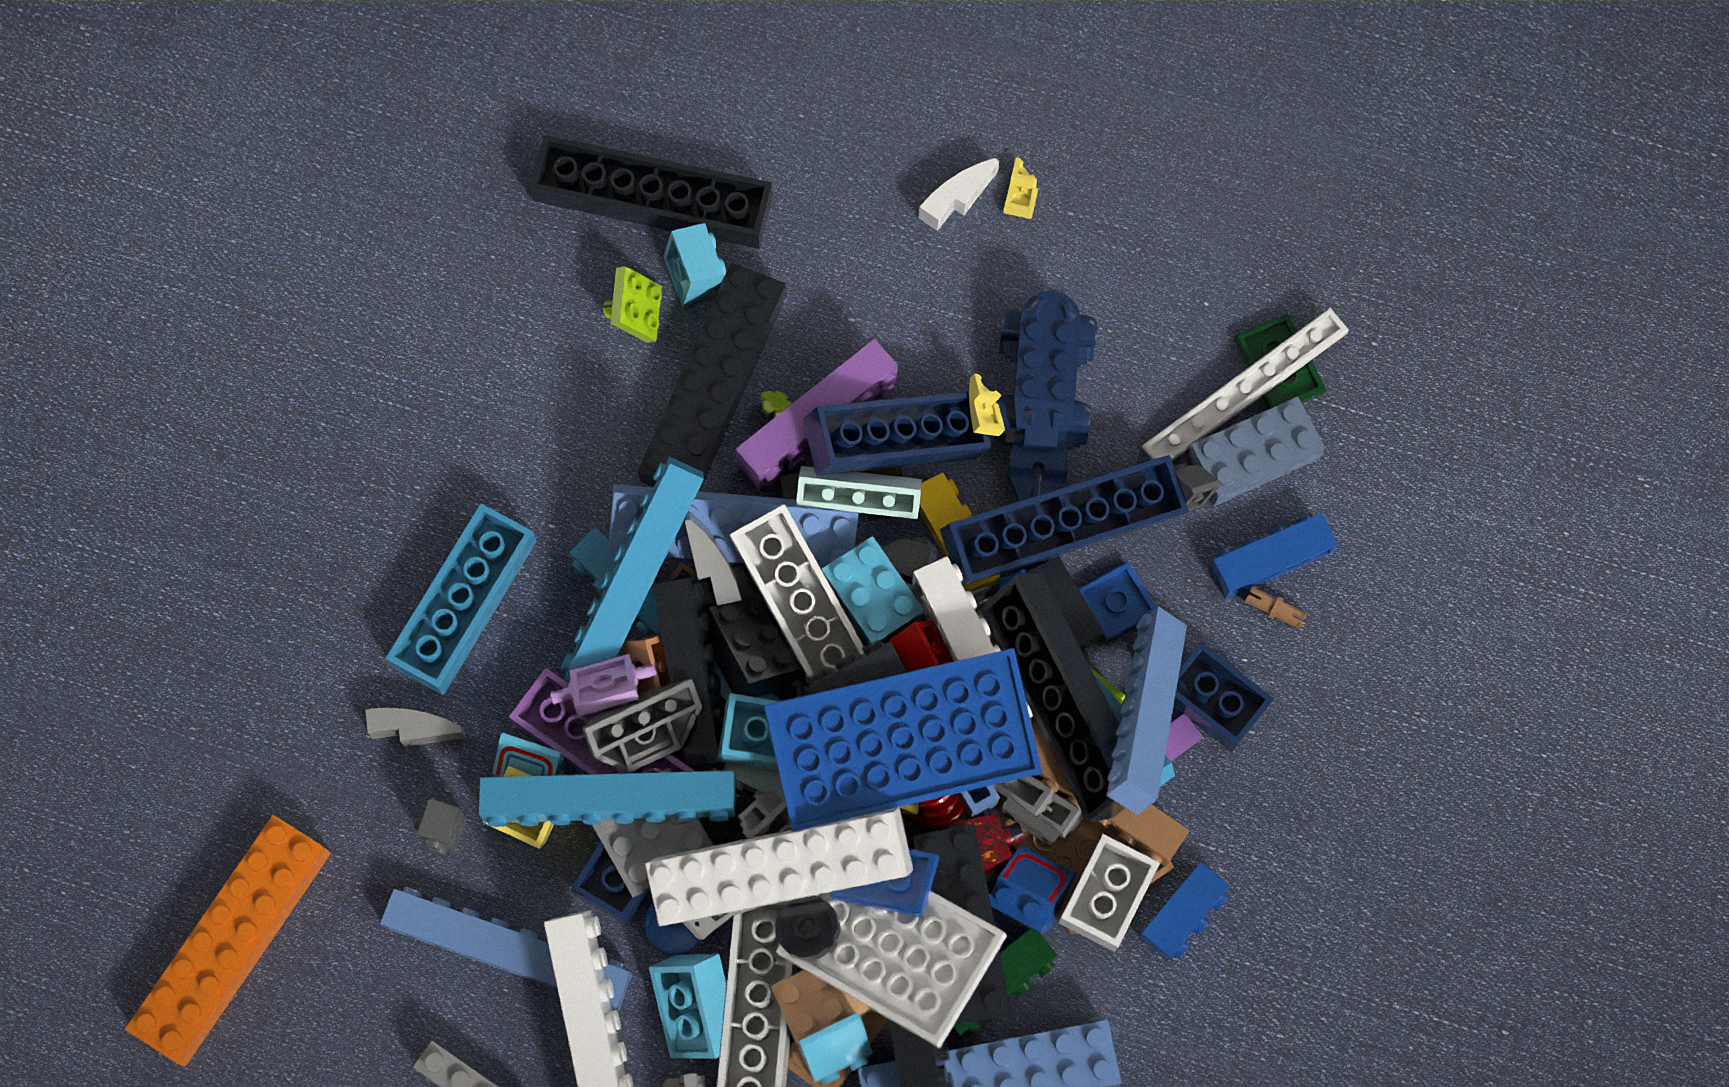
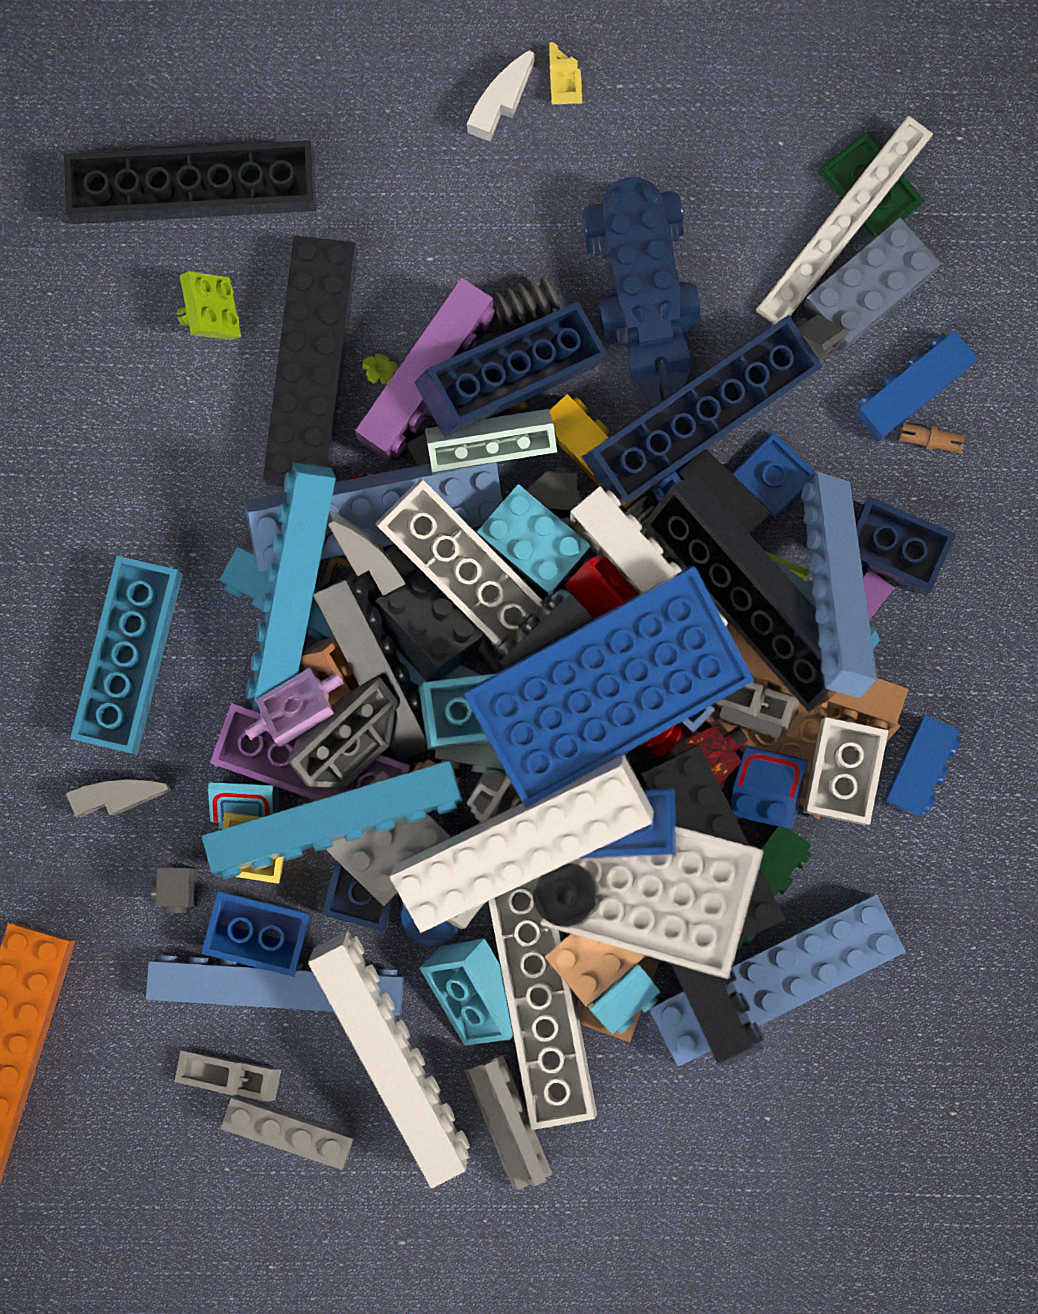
camera: 10 degrees left, 10 degrees up
(435, 1021) = (228, 1075): none -> light grey slope
(505, 890) = (257, 933): none -> blue slope
(693, 263) = (255, 246): medium azure slope -> none
(927, 379) = (525, 302): none -> dark grey piece
(983, 408) = (591, 318): light yellow slope -> none

